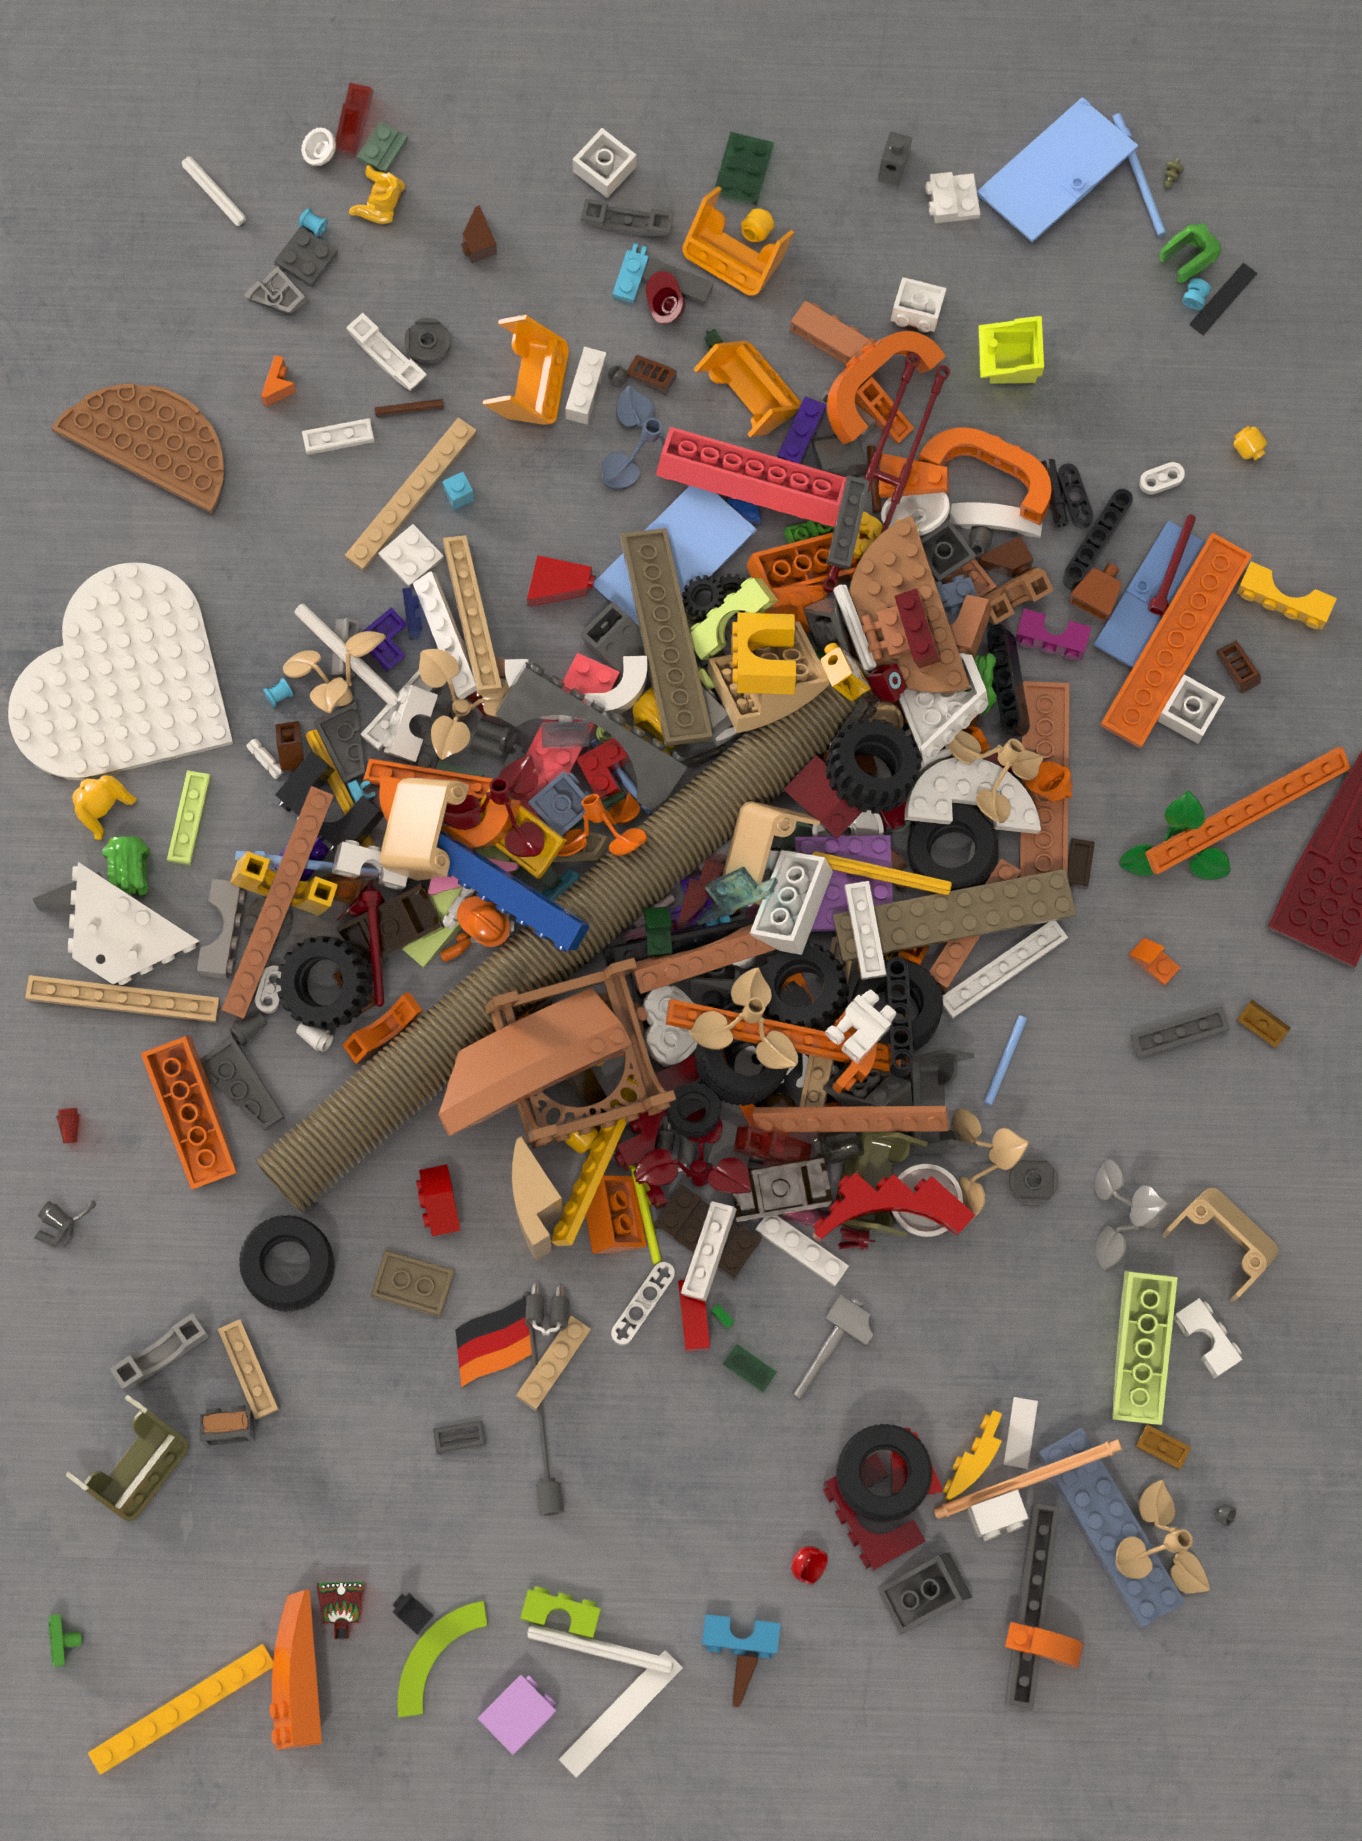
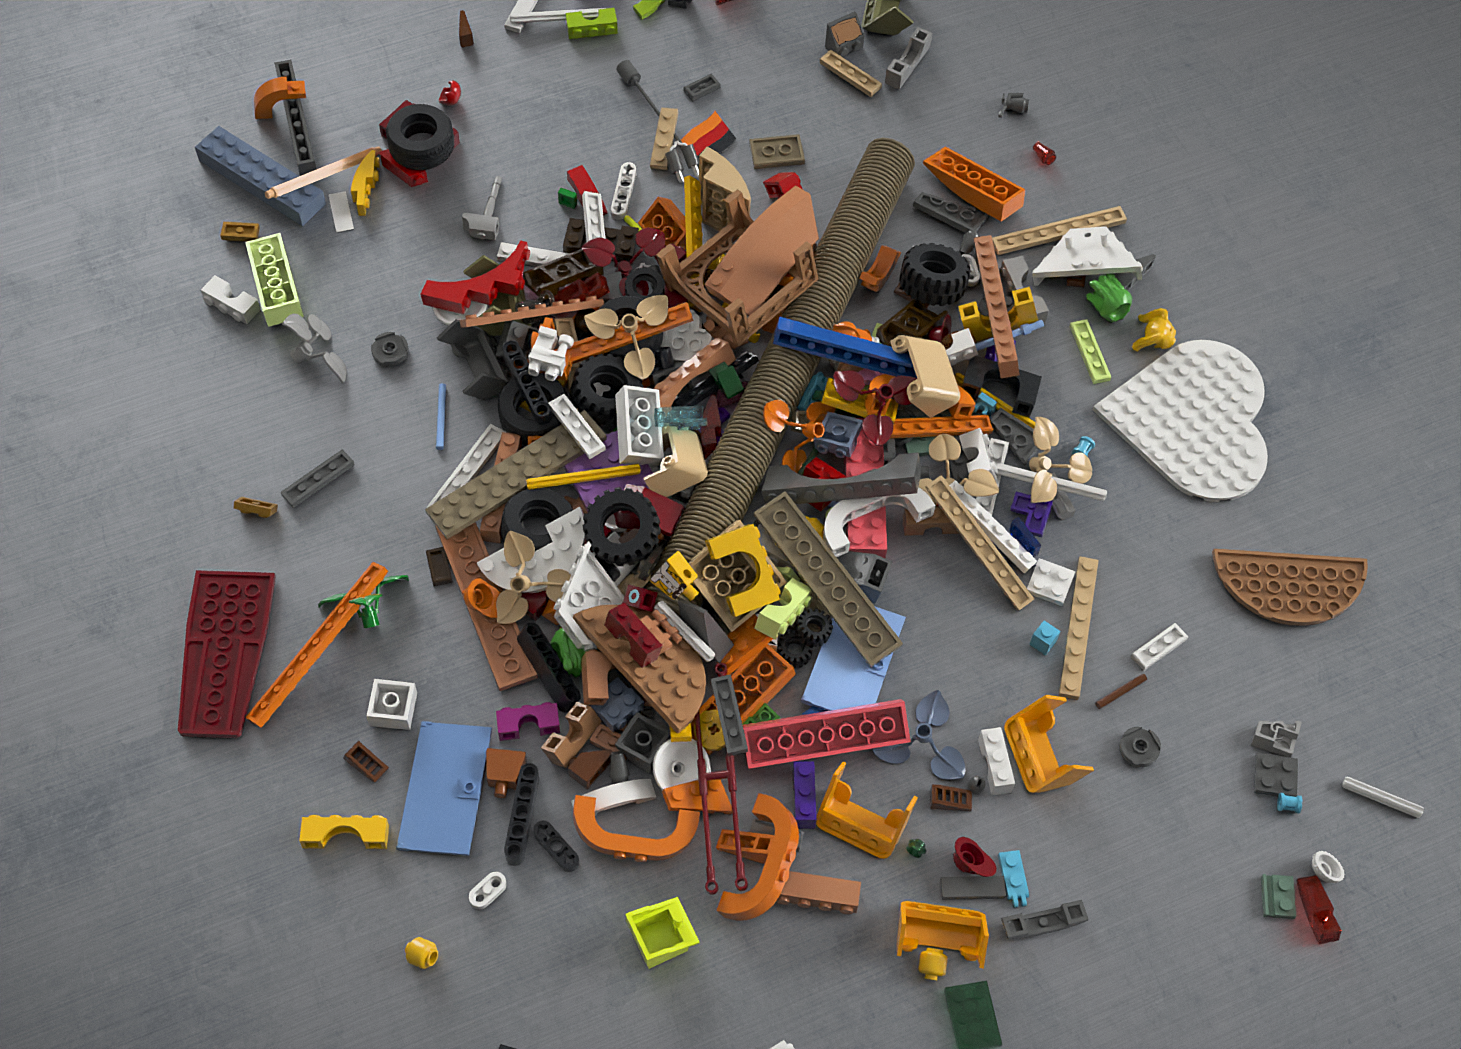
camera: 155 degrees right, 15 degrees down
(265, 758) = (1064, 405): white axle -> none
(267, 1236) = (863, 109): black tyre -> none
(276, 386) = (1231, 660): orange slope -> none
(289, 745) = (1052, 409): reddish brown slope -> none
(371, 901) = (933, 327): dark red piece -> none
(382, 197) = (1250, 851): yellow hair -> none
(385, 353) = (1163, 723): white slope -> none
(478, 237) = (1154, 849): reddish brown slope -> none
(558, 581) = (931, 604): red slope -> none
(604, 163) = (1091, 957): white brick -> none
(749, 1368) = (536, 179): clear green plate -> none
(762, 1641) = (487, 44): dark azure arch -> none
(838, 457) = (767, 783): dark grey slope -> none
(876, 499) = (740, 810): reddish brown bar -> none
(918, 305) = (761, 952): white plate -> none
(925, 1592) = (366, 106): dark grey slope -> none
(997, 1515) = (336, 147): white piece -> none
(1005, 1153) = (419, 350): tan plant -> none
(1057, 503) = (569, 832): black pin -> none
(1133, 1559) = (199, 170): tan plant -> none
(1154, 961) = (355, 520): orange slope -> none
(1158, 604) = (449, 777): dark red piece -> none
(1175, 640) = (423, 757): orange plate -> none
(1226, 1514) = (185, 211): dark grey hinge -> none
(1259, 1247) = (235, 370): tan windscreen -> none

